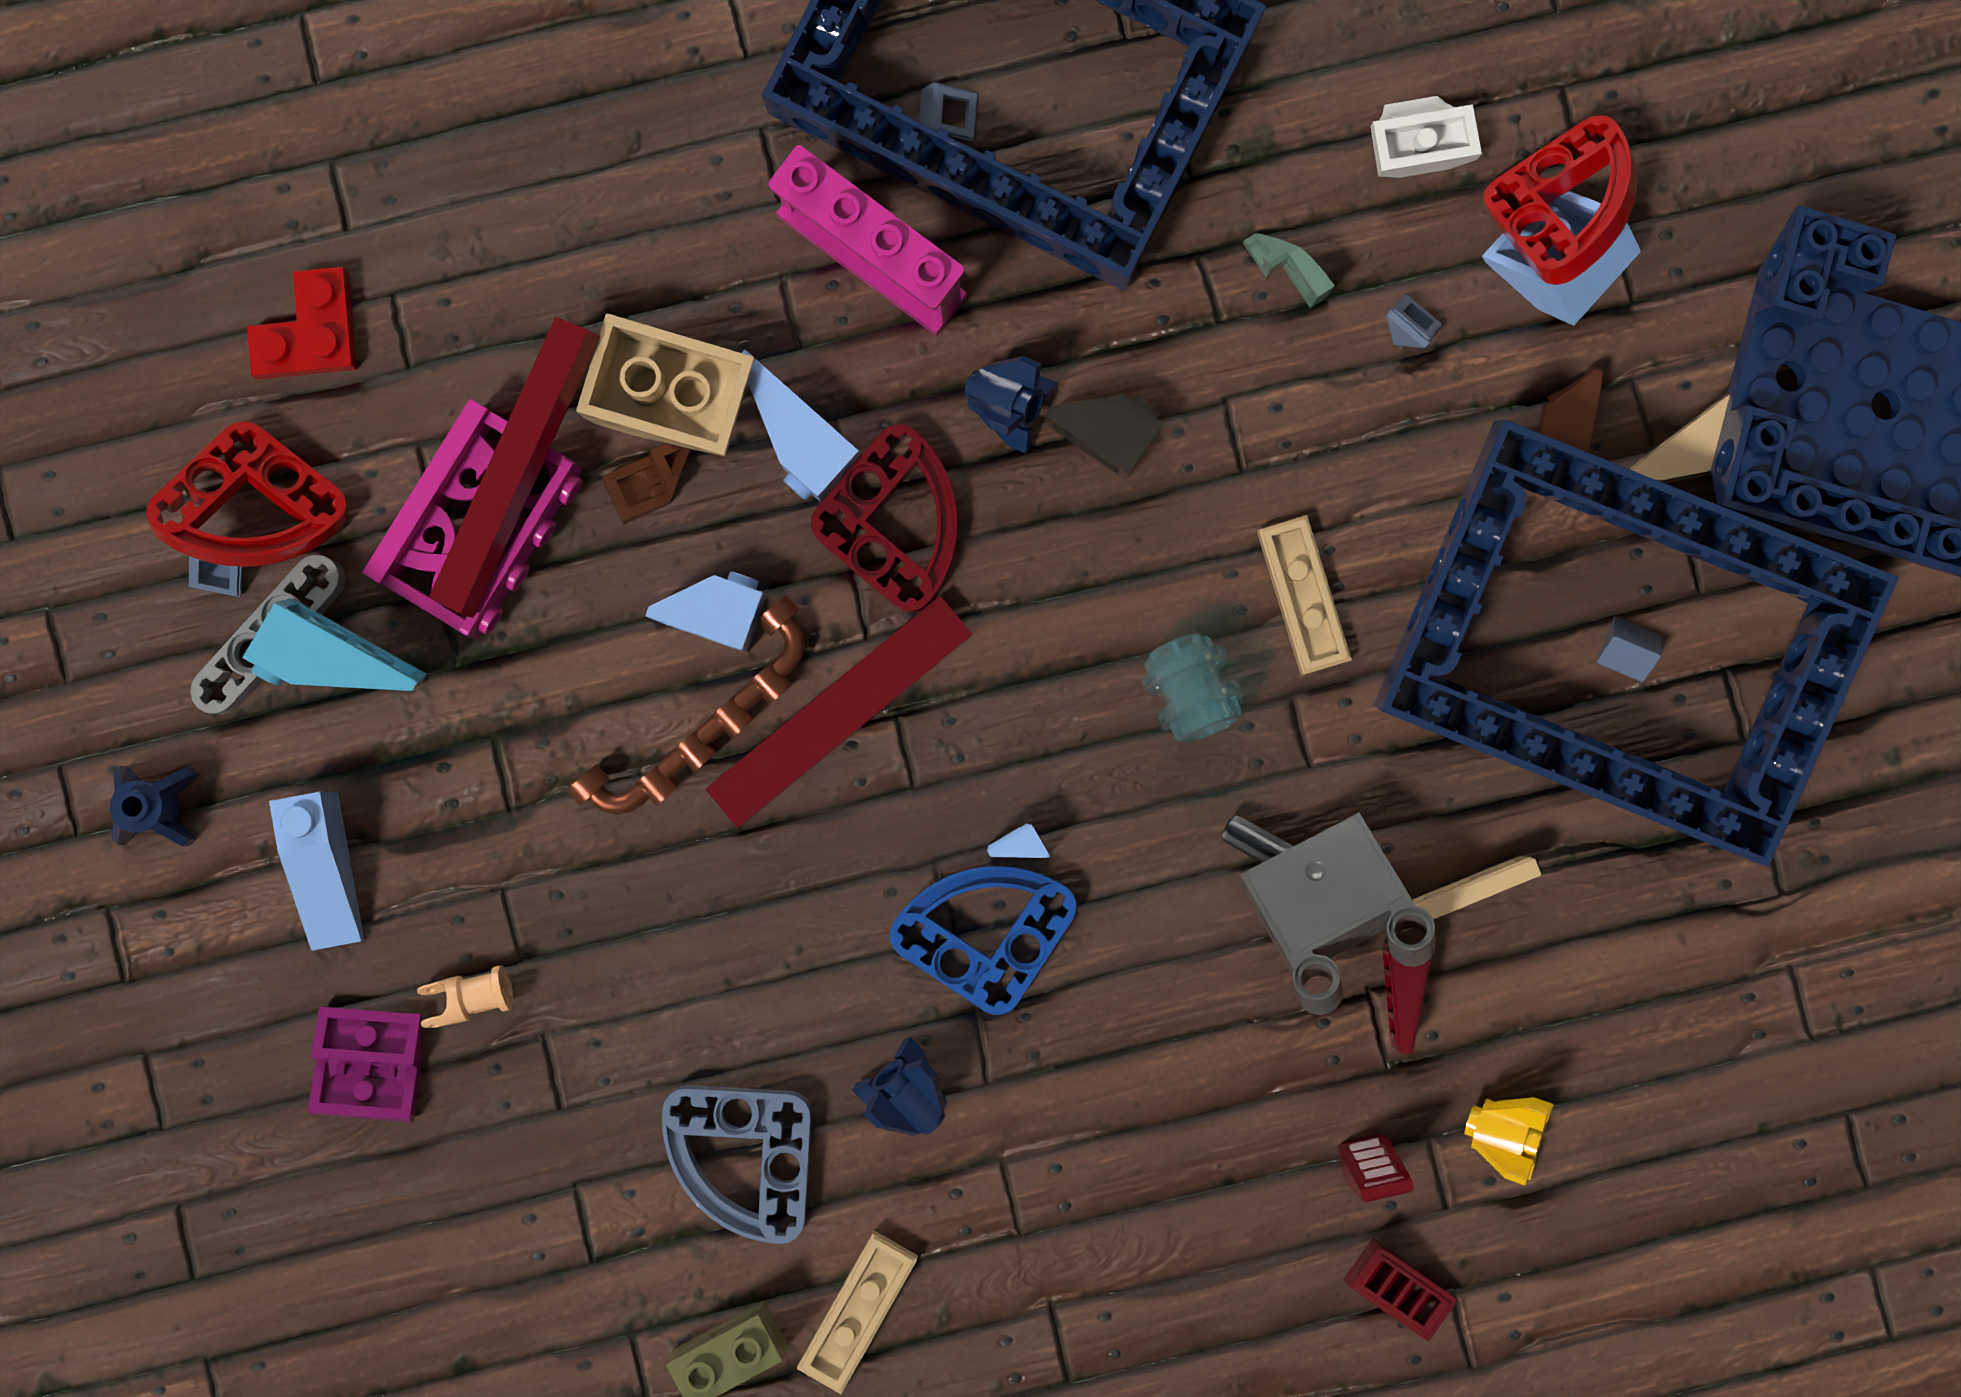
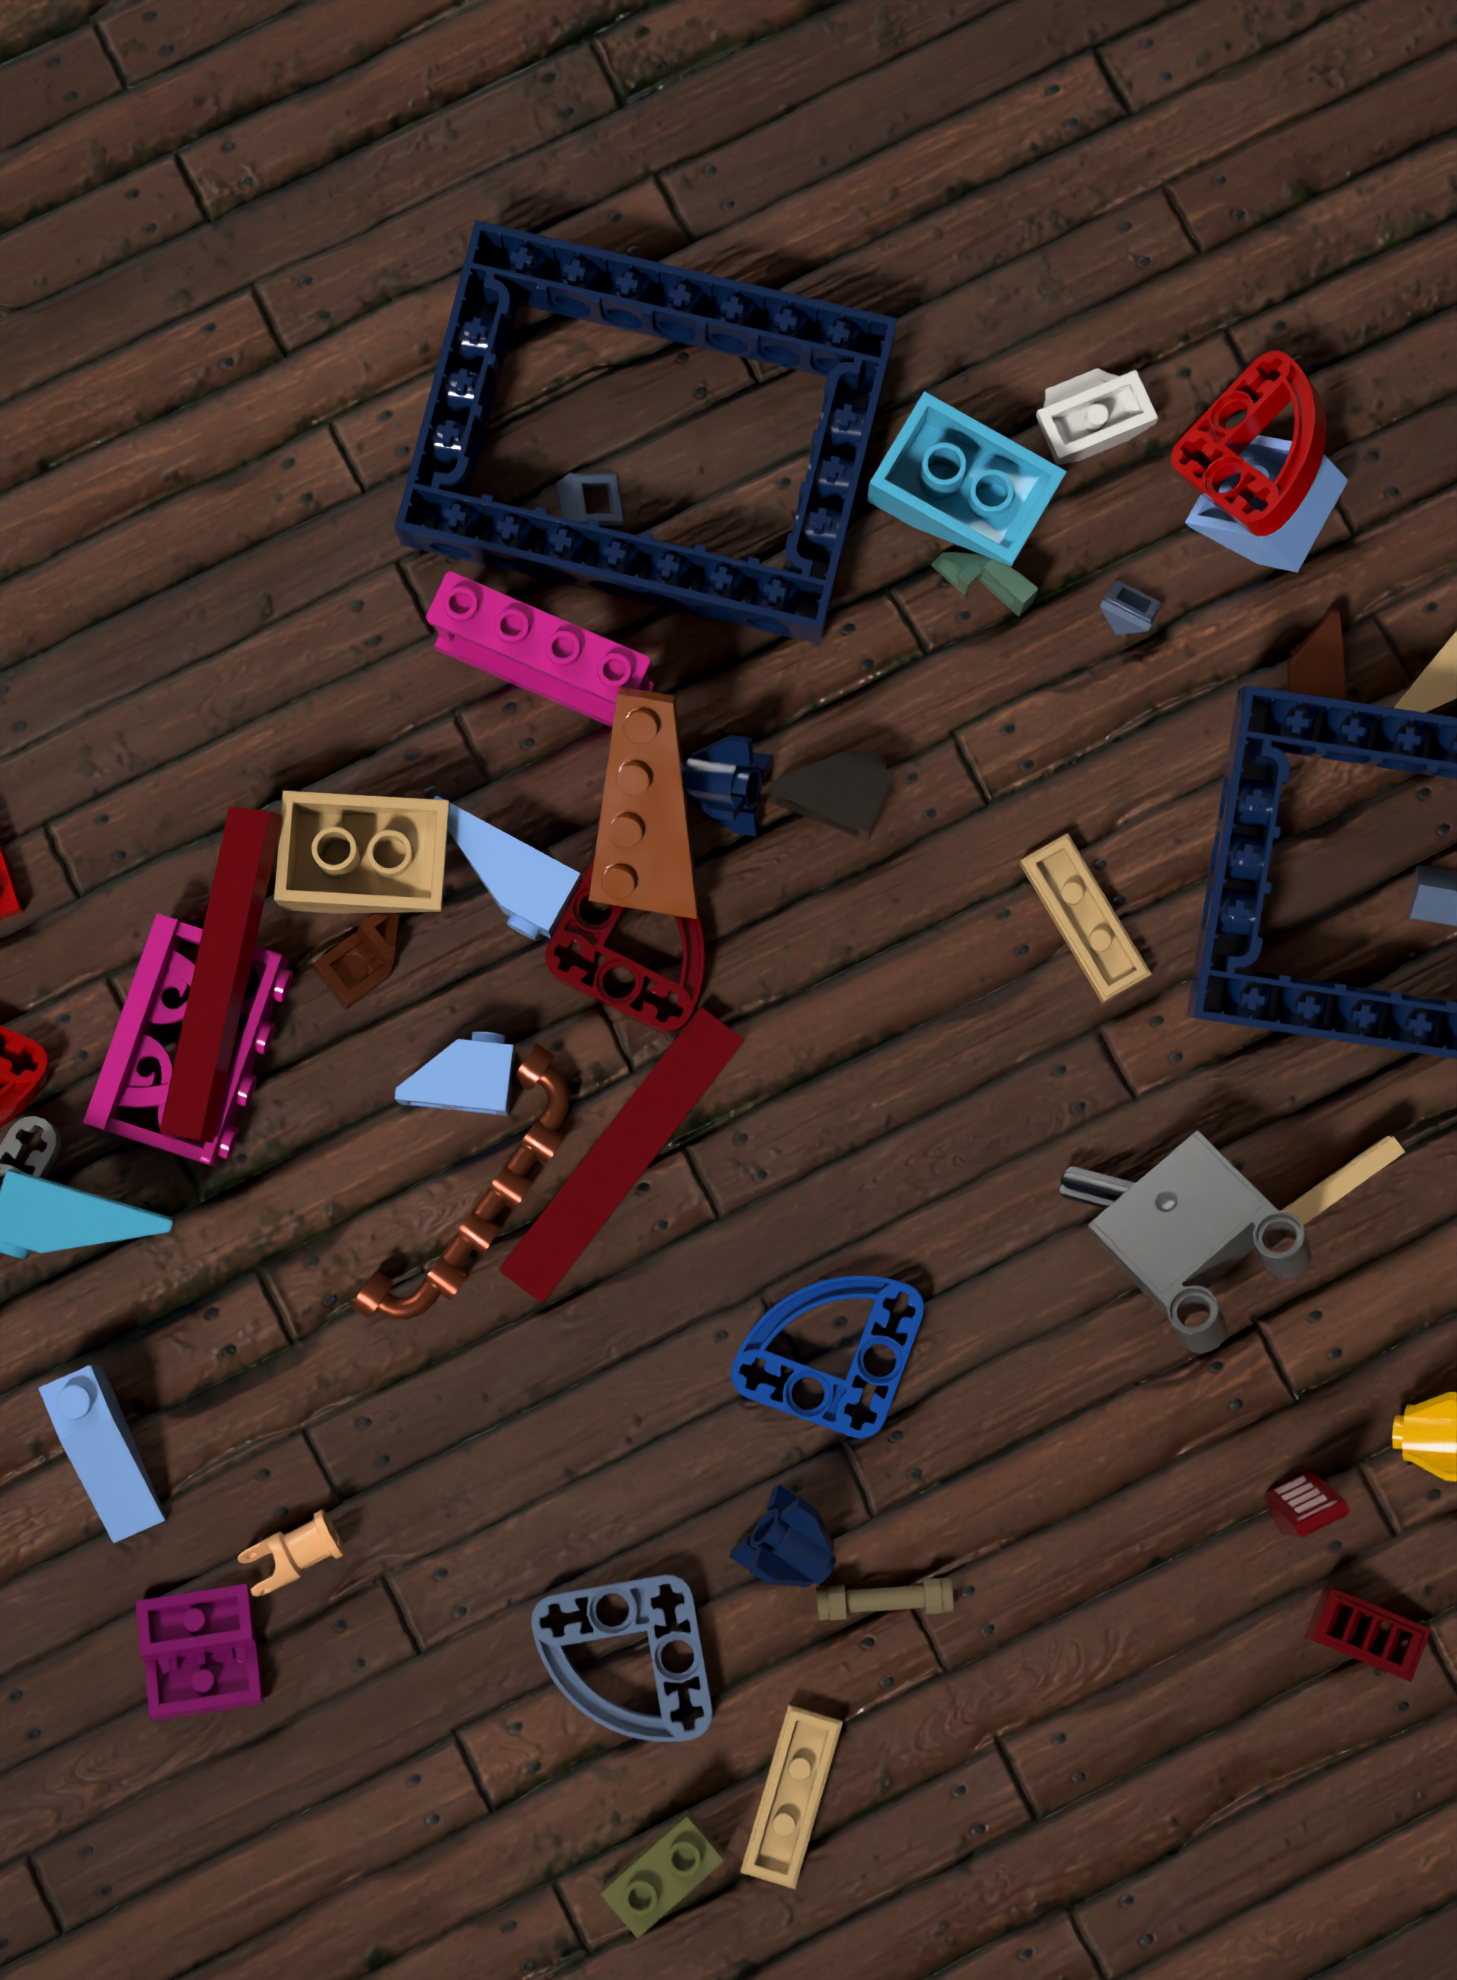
camera: 15 degrees left, 5 degrees down
(926, 414) = (643, 825): none -> dark orange wing
(1019, 843) = (848, 1248): light blue slope -> none
(1024, 1166) = (933, 1595): none -> dark tan bar
(1192, 688) = (990, 1040): clear light blue piece -> none
(1290, 171) = (963, 482): none -> medium azure slope
(1404, 1000) = (1293, 1314): dark red slope -> none

